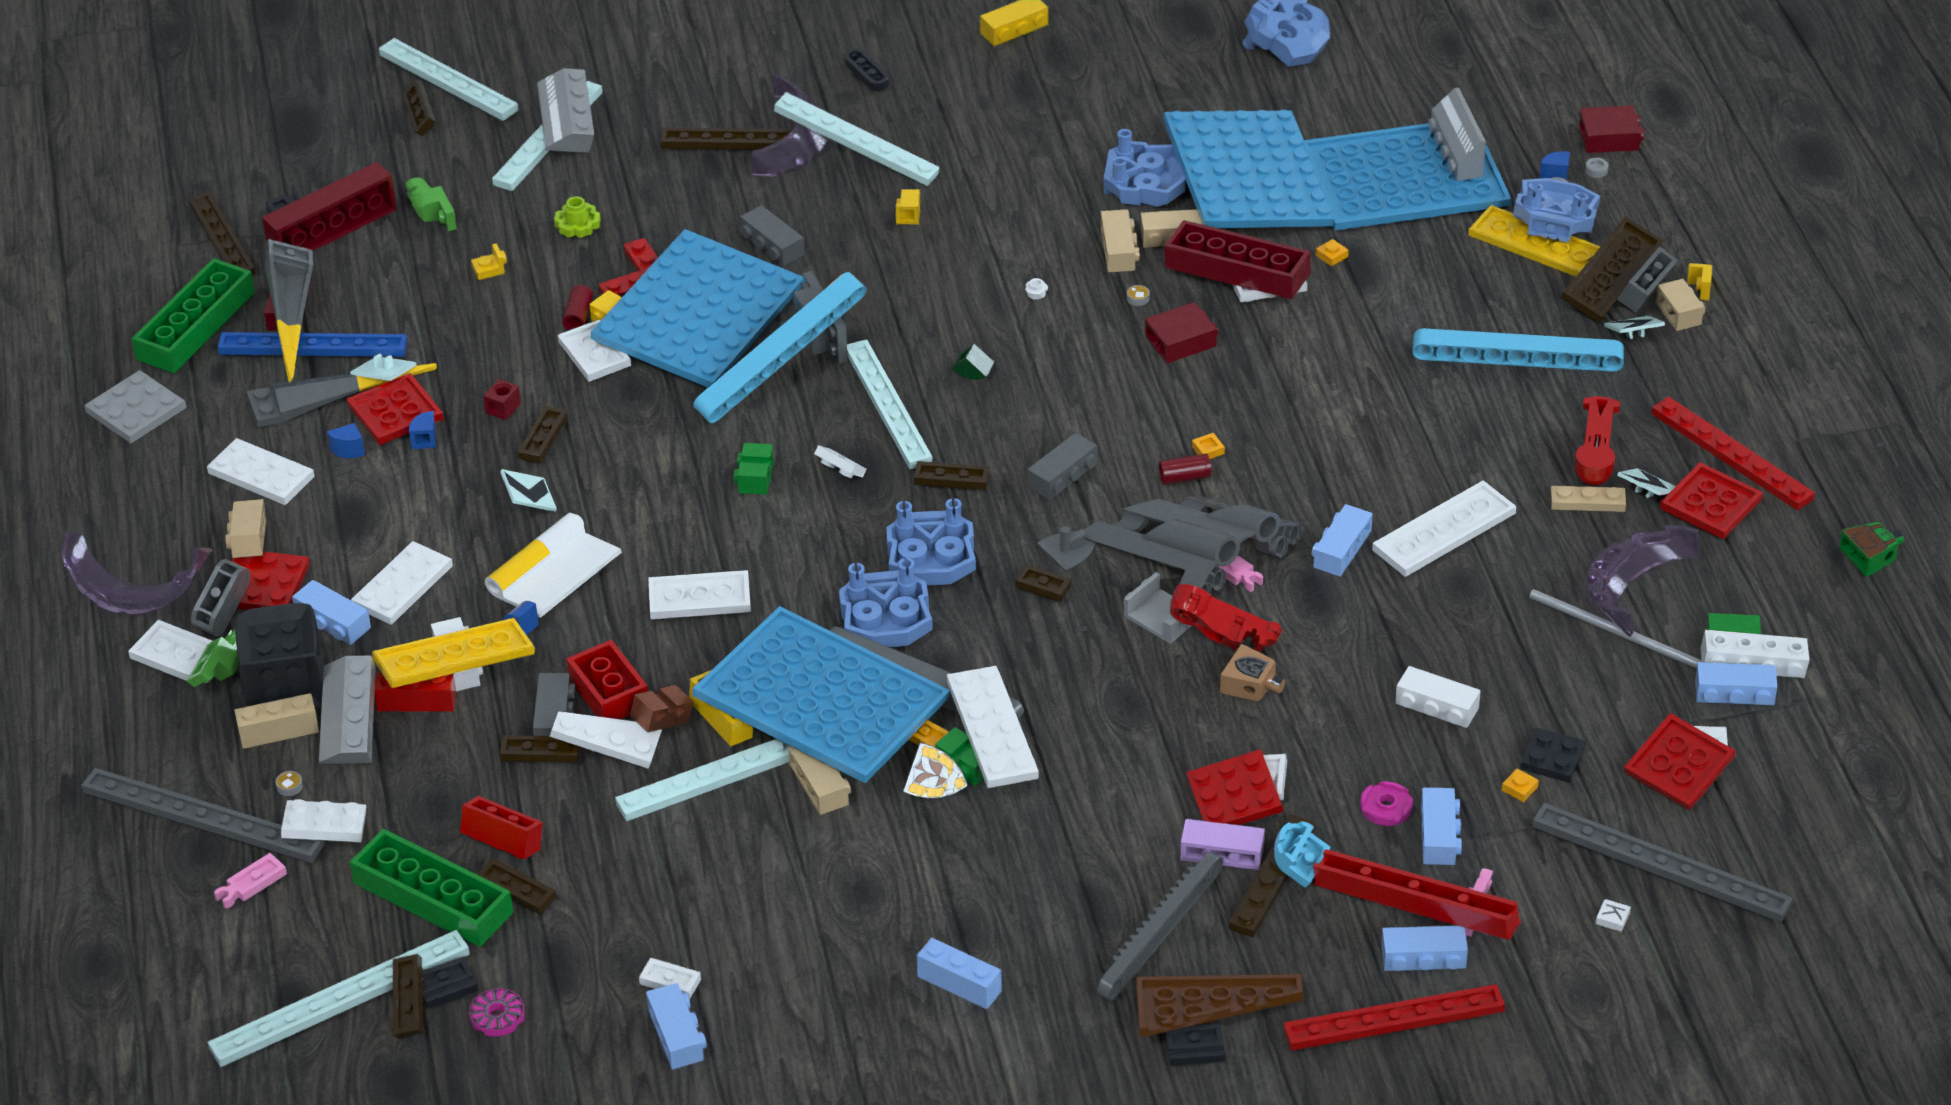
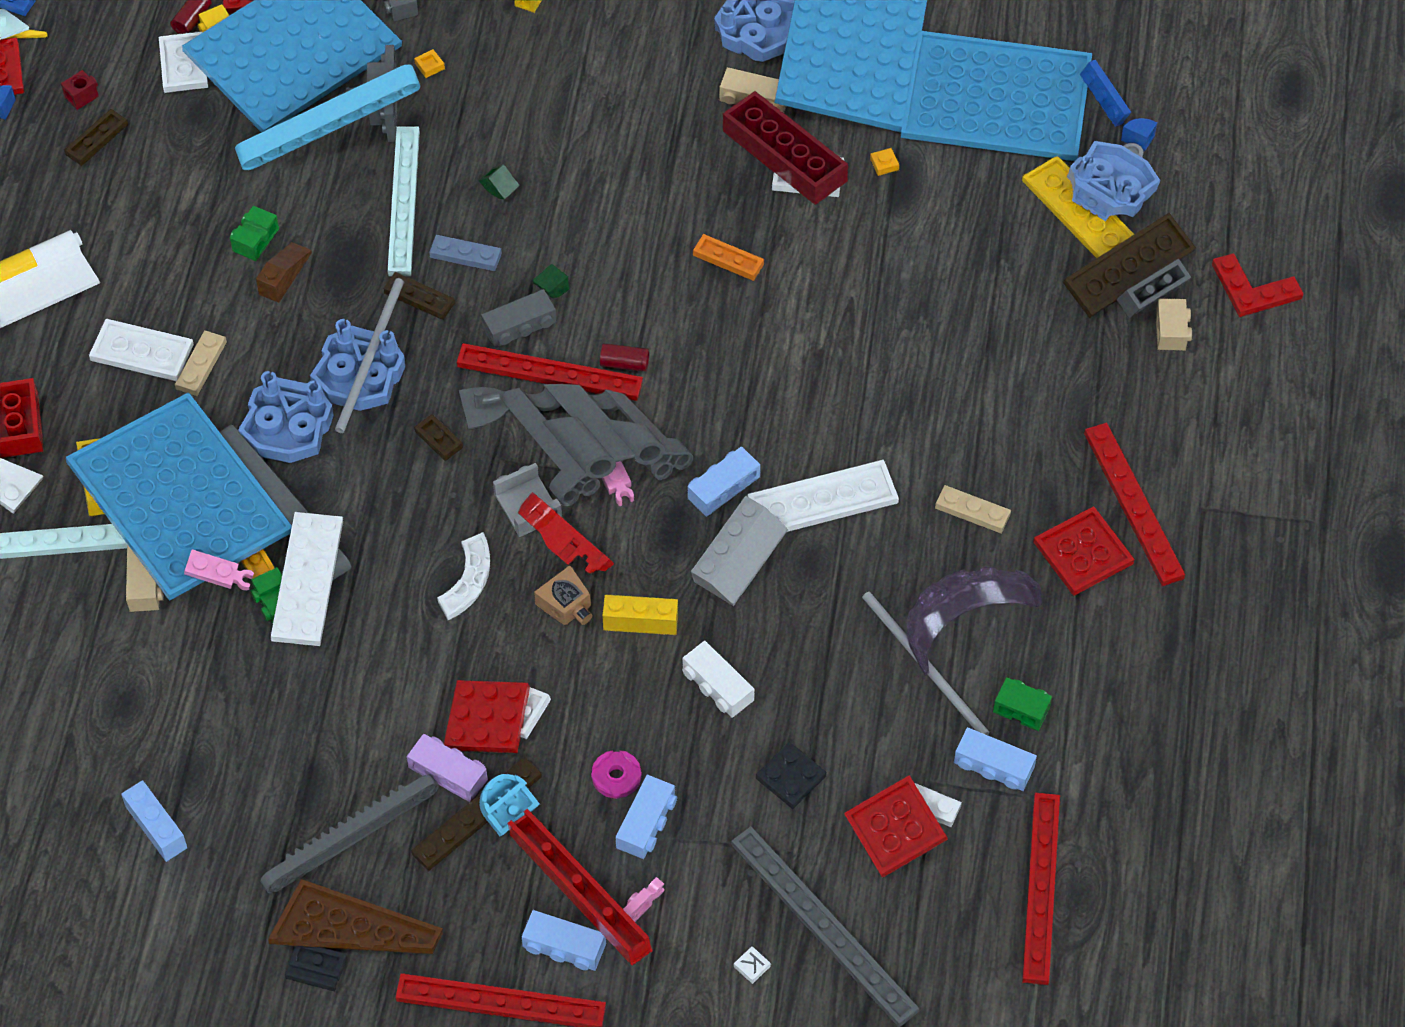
camera: 20 degrees right, 15 degrees up
(528, 490) = (52, 193): light aqua piece -> none
(661, 710) = (44, 462): copper brick -> none
(764, 589) = (200, 363): none -> tan plate
(802, 494) = (281, 271): none -> reddish brown slope
(832, 459) = (330, 249): white plate -> none
(898, 741) = (216, 570): none -> bright pink plate
(933, 774) = (237, 608): shield -> none
(939, 530) = (369, 355): none -> light grey piece
(974, 430) = (465, 253): none -> sand blue plate
(1036, 288) = (598, 117): white plate -> none
(1077, 423) = (552, 281): none -> dark green brick
(1111, 500) = (547, 371): none -> red plate
(1119, 240) = (696, 89): tan brick -> none
(1138, 295) = (685, 153): tile -> none
(1147, 686) = (473, 578): none -> white tile
(1181, 332) = (699, 207): dark red brick -> none
(1208, 444) = (658, 339): light orange plate -> none
(1233, 364) = (728, 257): none -> orange plate
(1331, 666) = (640, 614): none -> yellow brick
(1395, 588) = (738, 551): none -> light grey slope
(1458, 136) = (1056, 76): light grey slope -> none
(1508, 143) = (1105, 93): none -> blue plate
(1518, 349) = (995, 326): medium azure beam -> none
(1520, 785) = (744, 797): light orange plate -> none
(1595, 457) = (995, 472): red piece -> none
(1596, 167) = (1181, 143): light grey tile -> none
(1610, 129) = (1215, 105): dark red brick -> none
(1634, 324) = (1116, 333): light aqua piece -> none
(1647, 481) = (1033, 511): light aqua piece -> none
(1701, 276) = (1210, 302): yellow bracket -> none
(1732, 269) = (1252, 300): none -> red plate
(1787, 653) = (1029, 733): white brick -> none
(1842, 772) = (1041, 889): none -> red plate
(1870, 546) = (1204, 652): torso -> none

